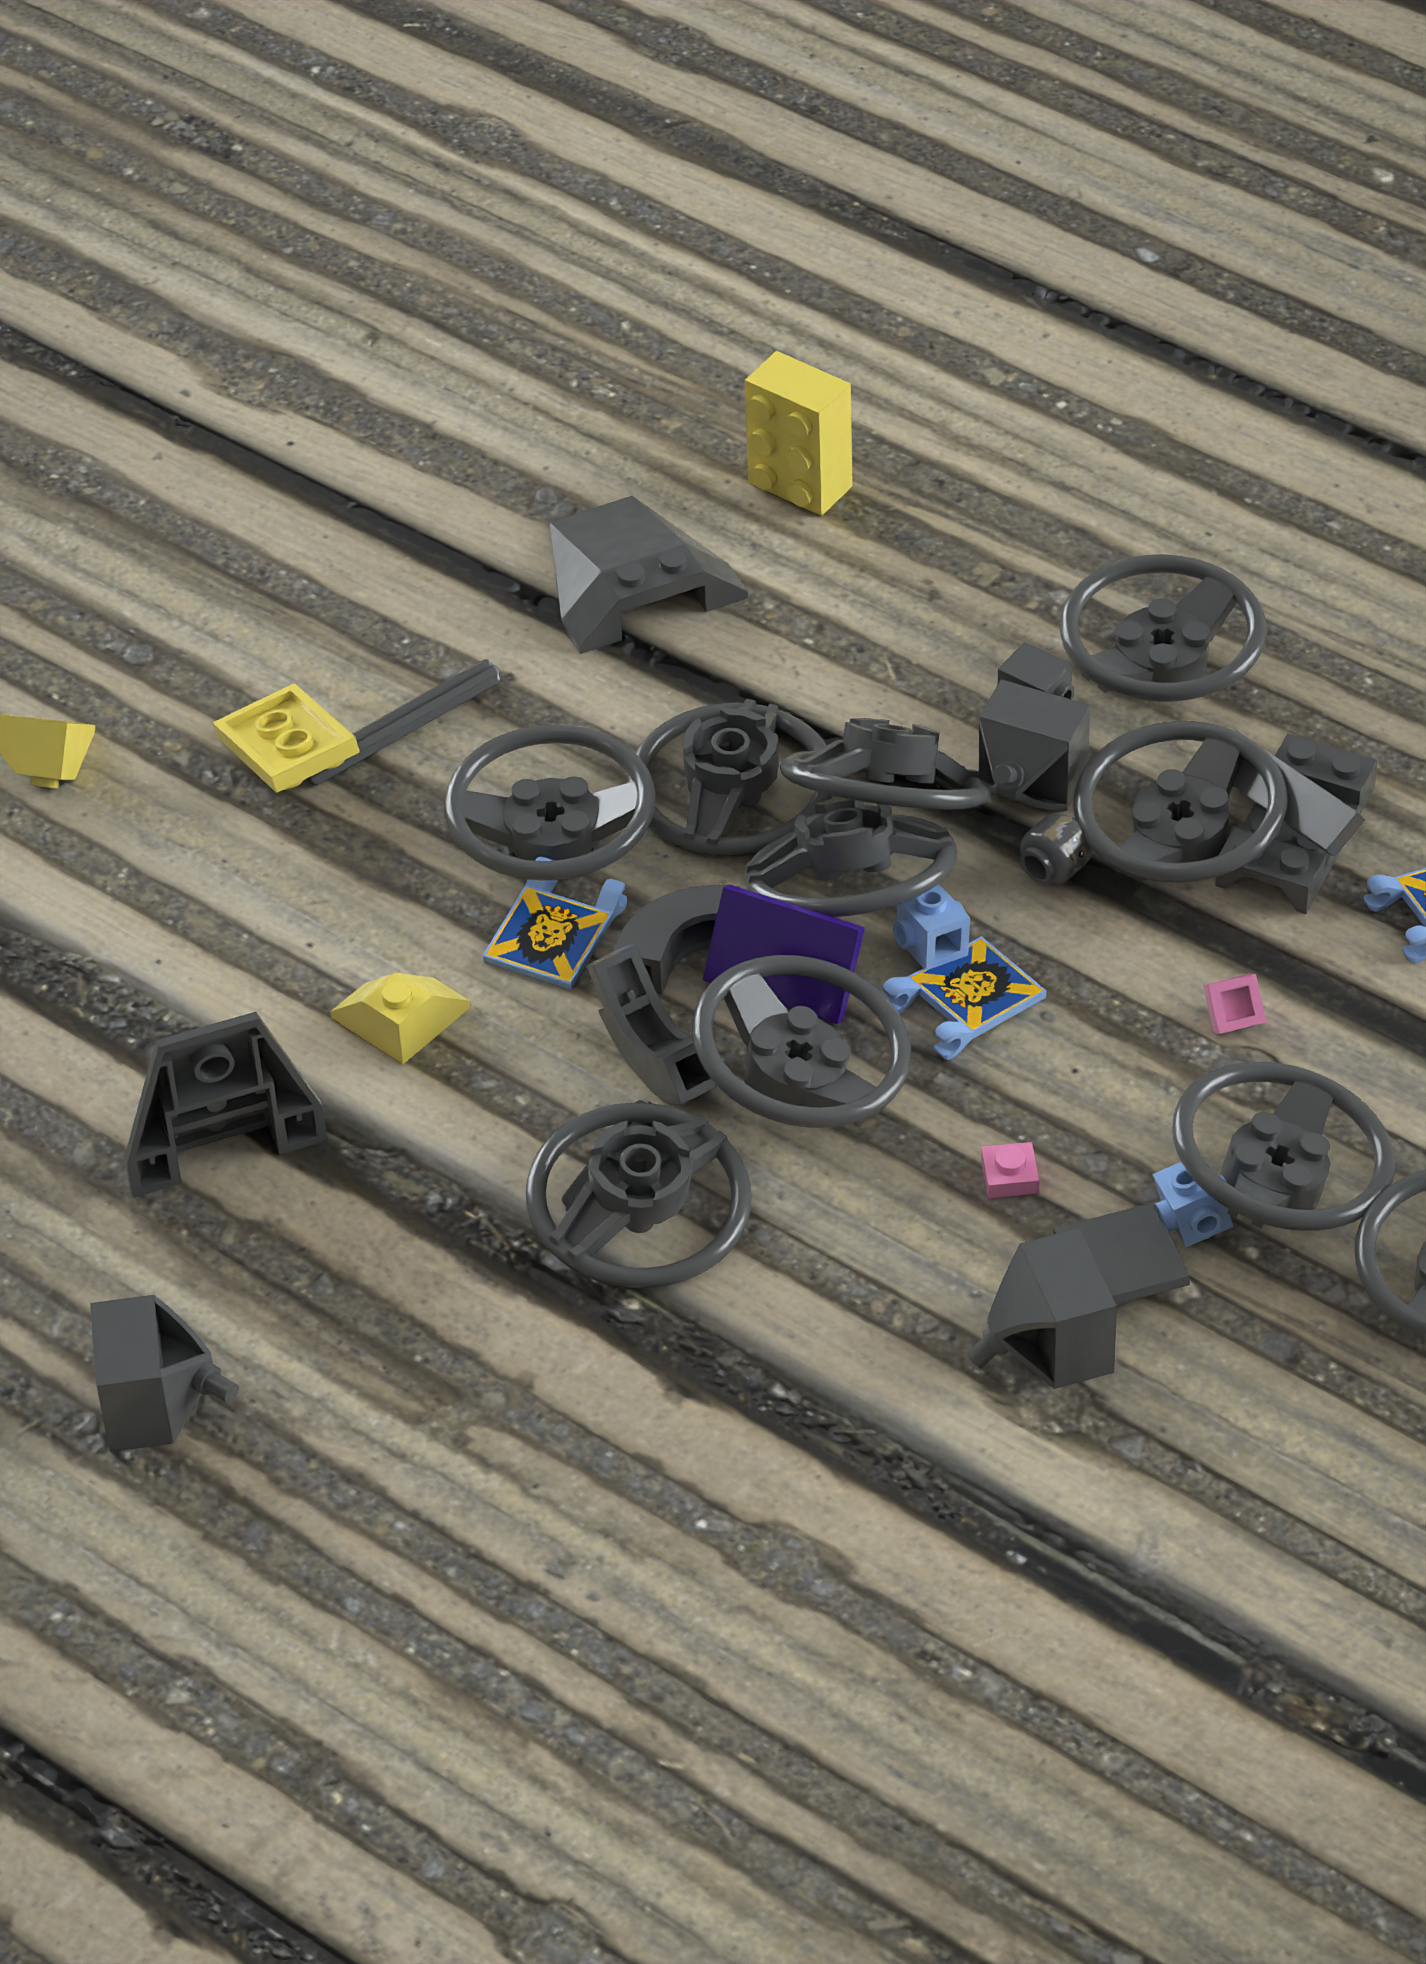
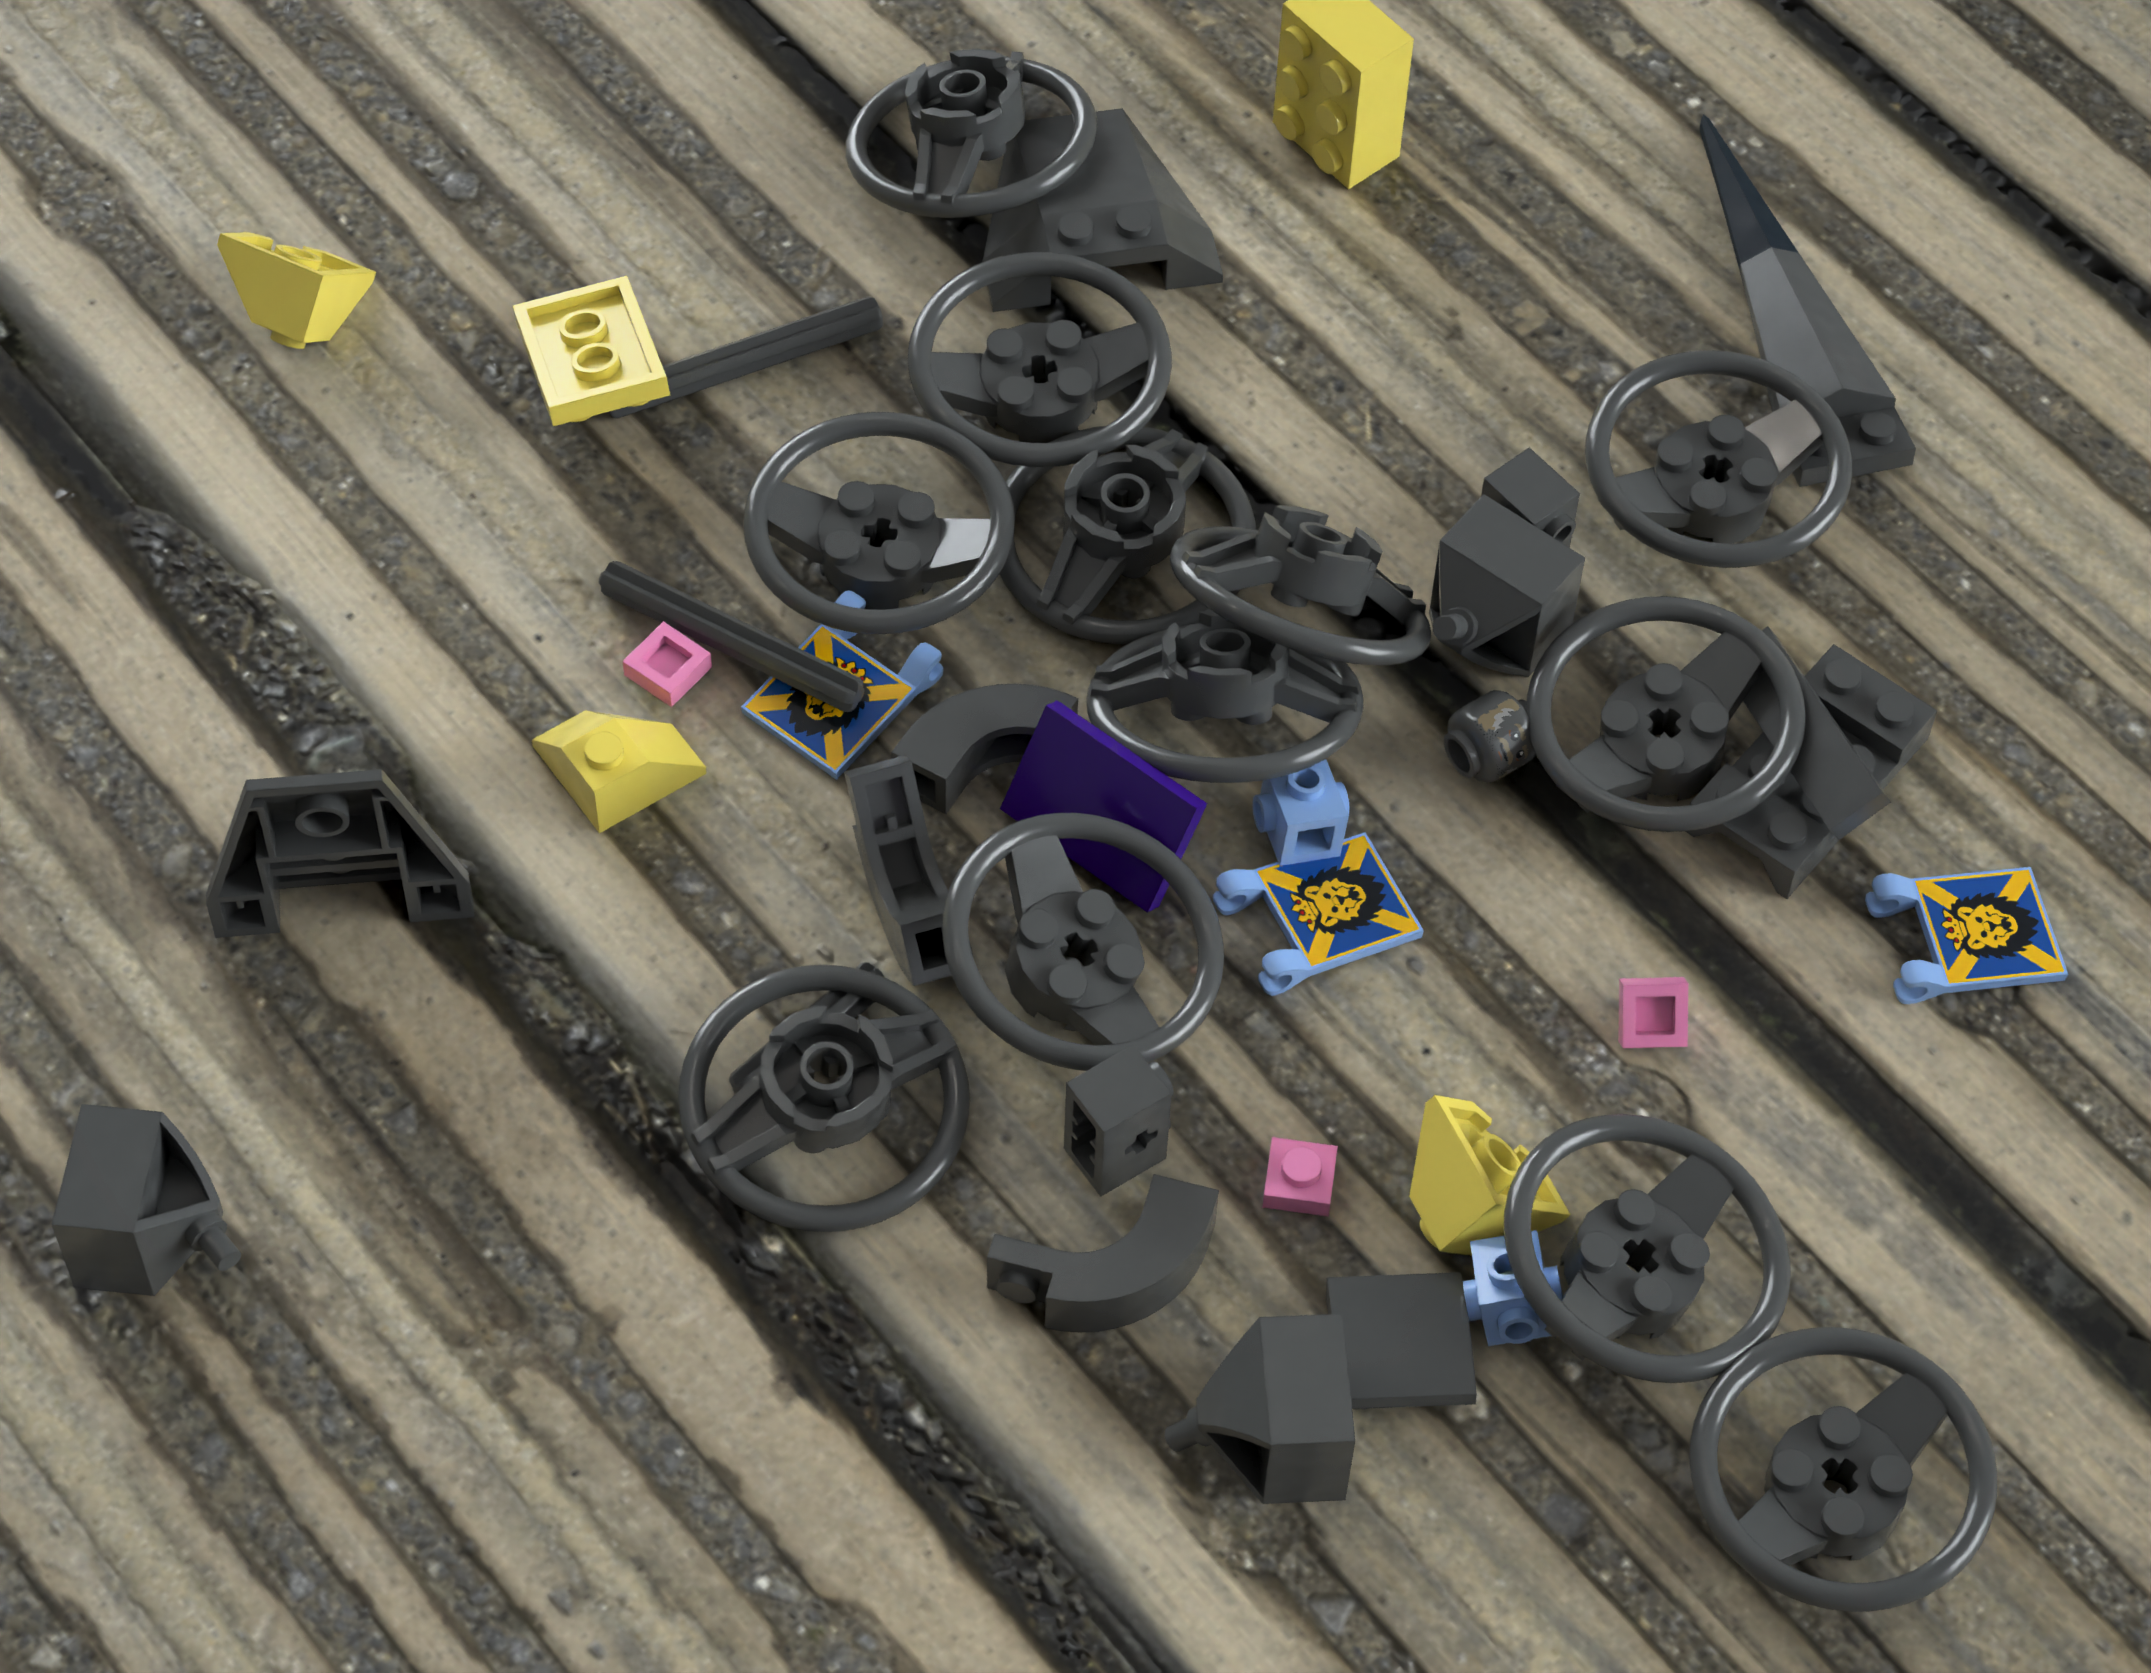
camera: 10 degrees right, 10 degrees up
(417, 937) = (667, 664): none -> bright pink plate
(460, 907) = (732, 636): none -> dark grey axle
(515, 522) = (966, 115): none -> dark grey piece
(636, 686) = (1041, 375): none -> dark grey piece
(866, 1154) = (1118, 1119): none -> dark grey brick
(896, 1266) = (1119, 1281): none -> dark grey arch
(1134, 1138) = (1466, 1177): none -> light yellow slope
(1191, 531) = (1803, 329): none -> dark grey plate

